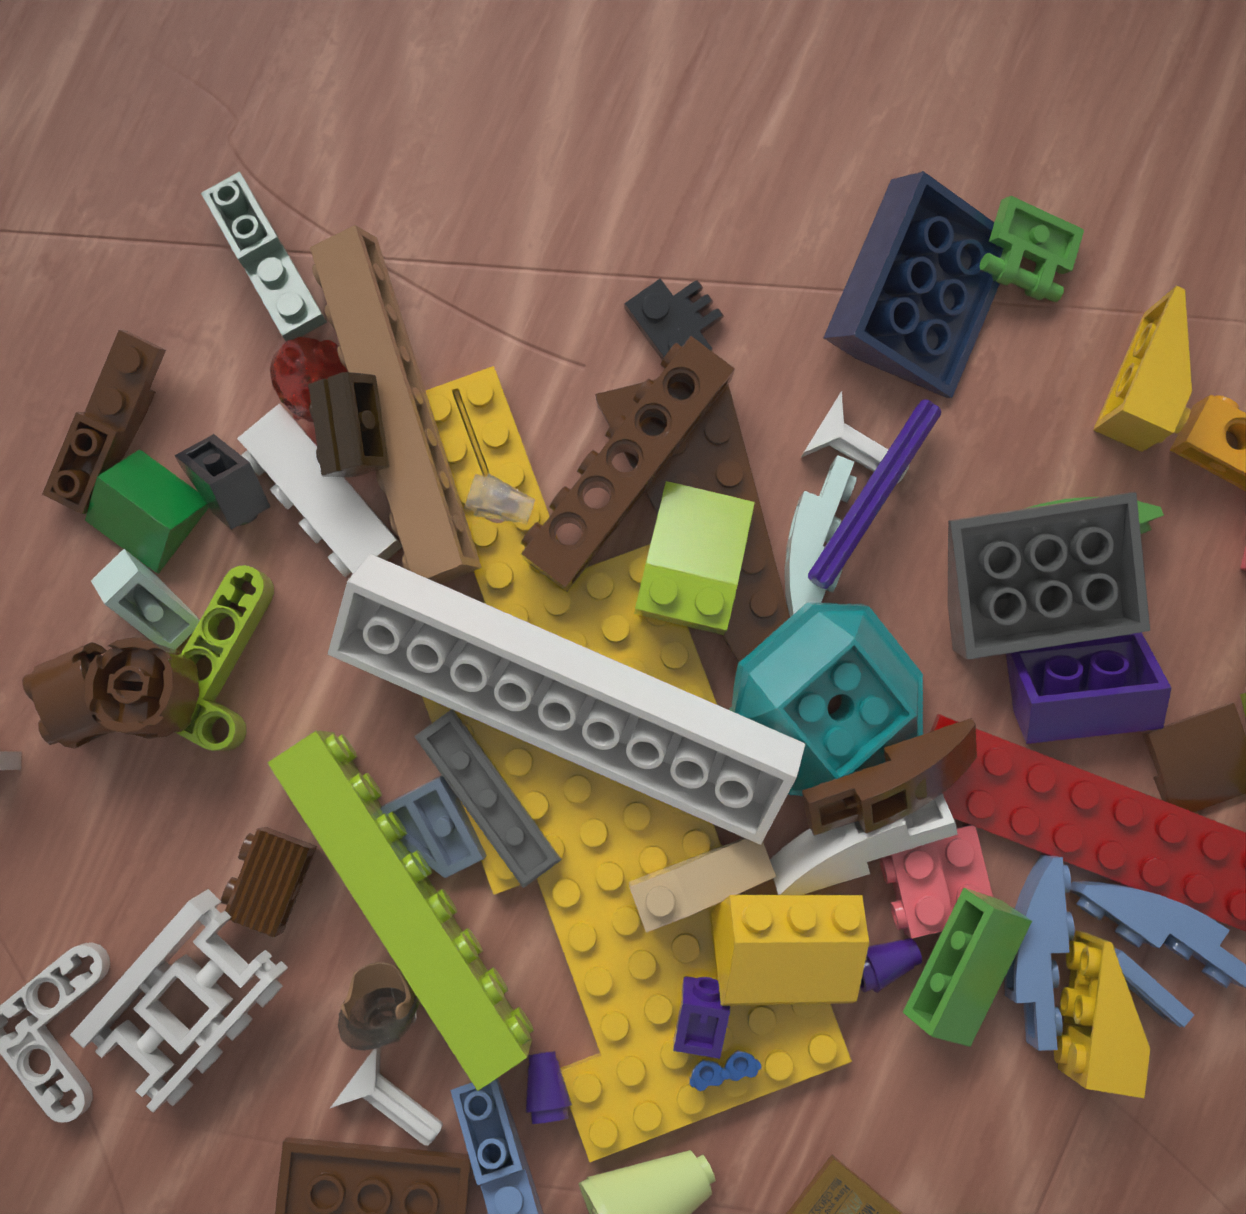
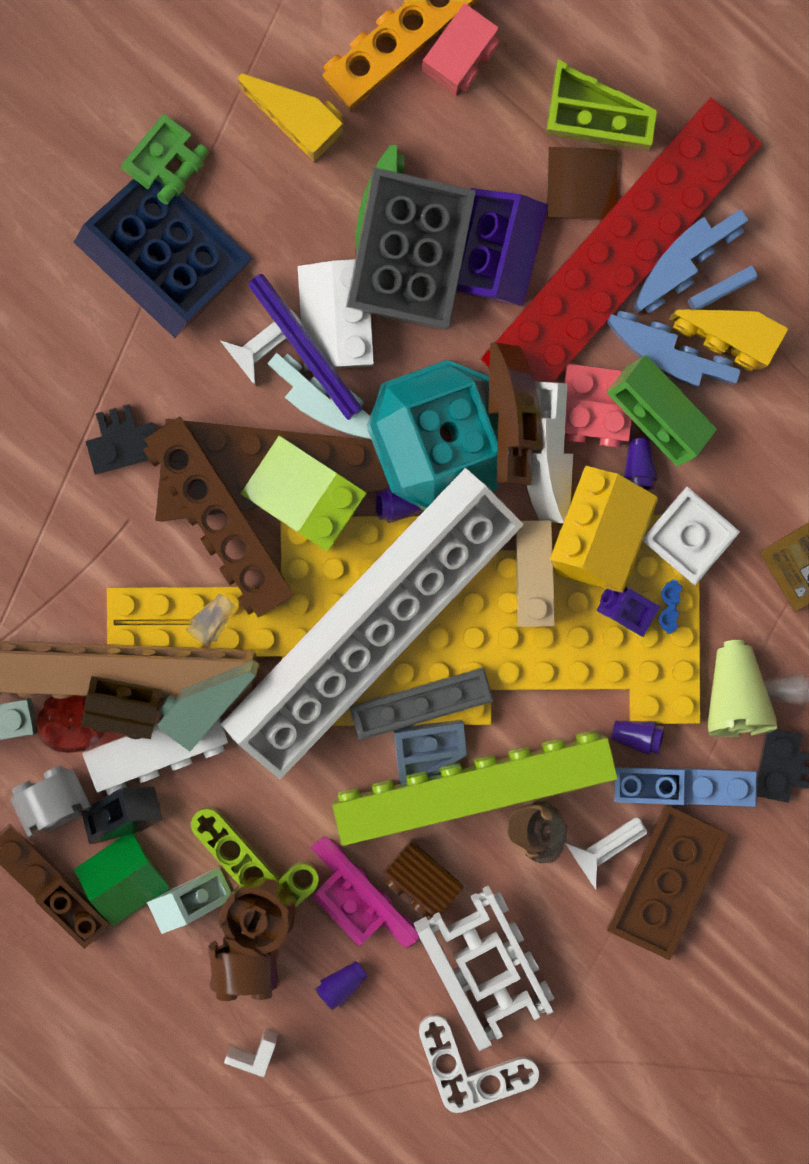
camera: 65 degrees left, 5 degrees up
(102, 826) = (341, 985): none -> dark purple cone
(206, 386) = (50, 801): none -> light grey brick
(211, 805) = (355, 901): none -> dark pink bracket
(387, 521) = (202, 704): none -> sand green slope
(719, 675) = (394, 507): none -> dark purple cone
(823, 1063) = (690, 535): none -> white tile
(914, 519) = (337, 331): none -> white slope

